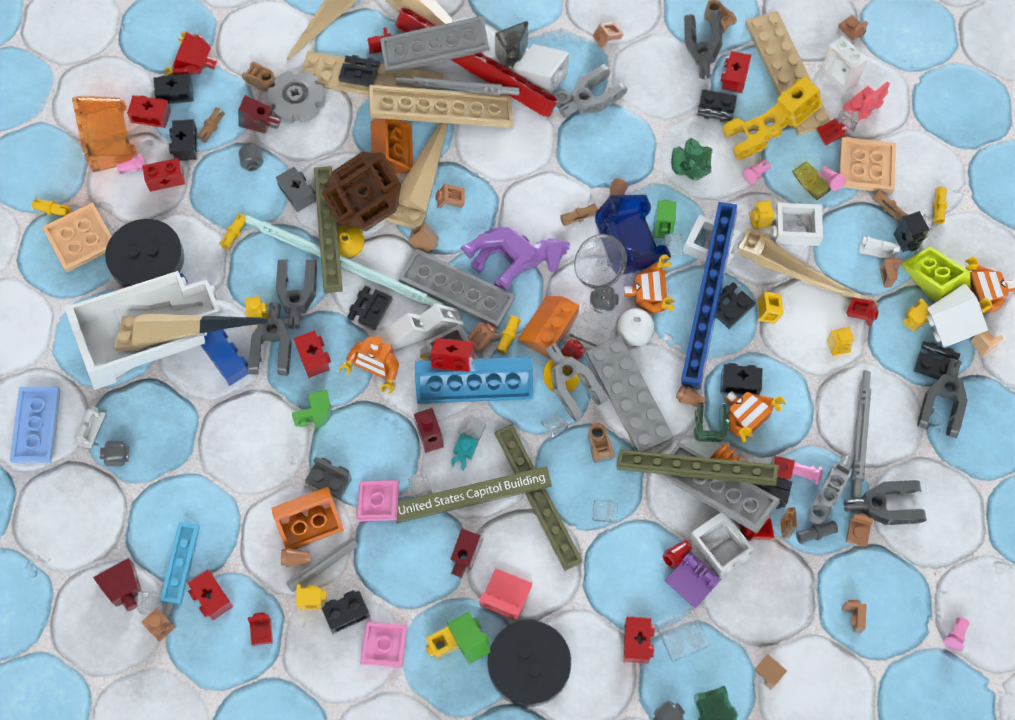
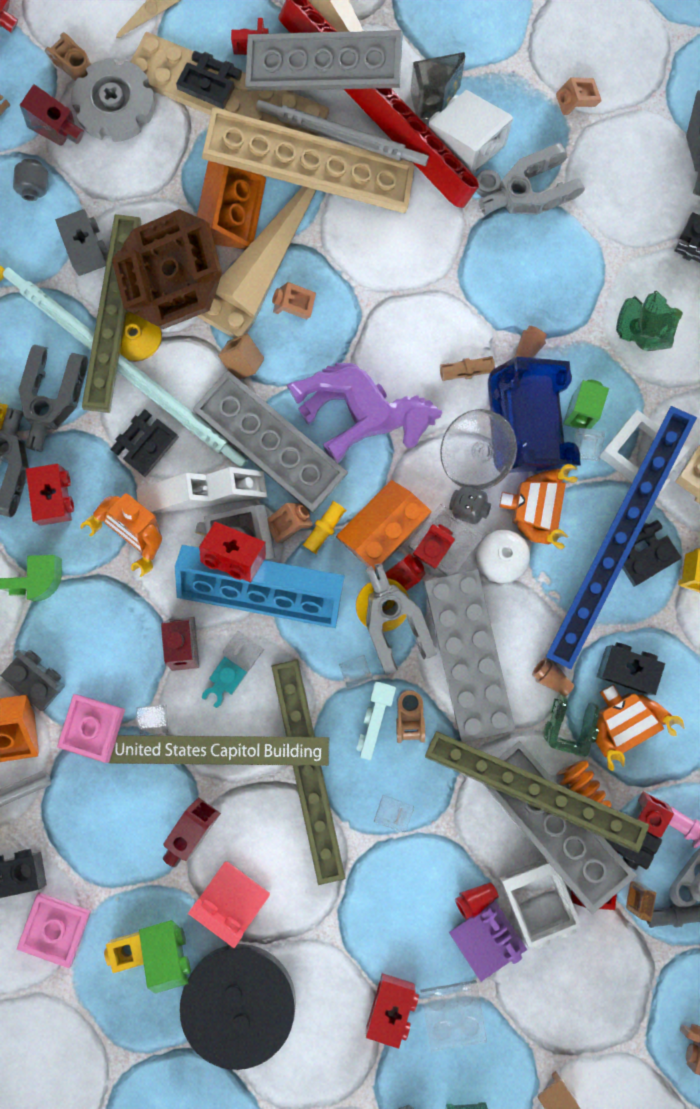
camera: 15 degrees right, 15 degrees up
(576, 436) = (382, 696): none -> light aqua plate
(587, 327) = (434, 545): none -> red bracket

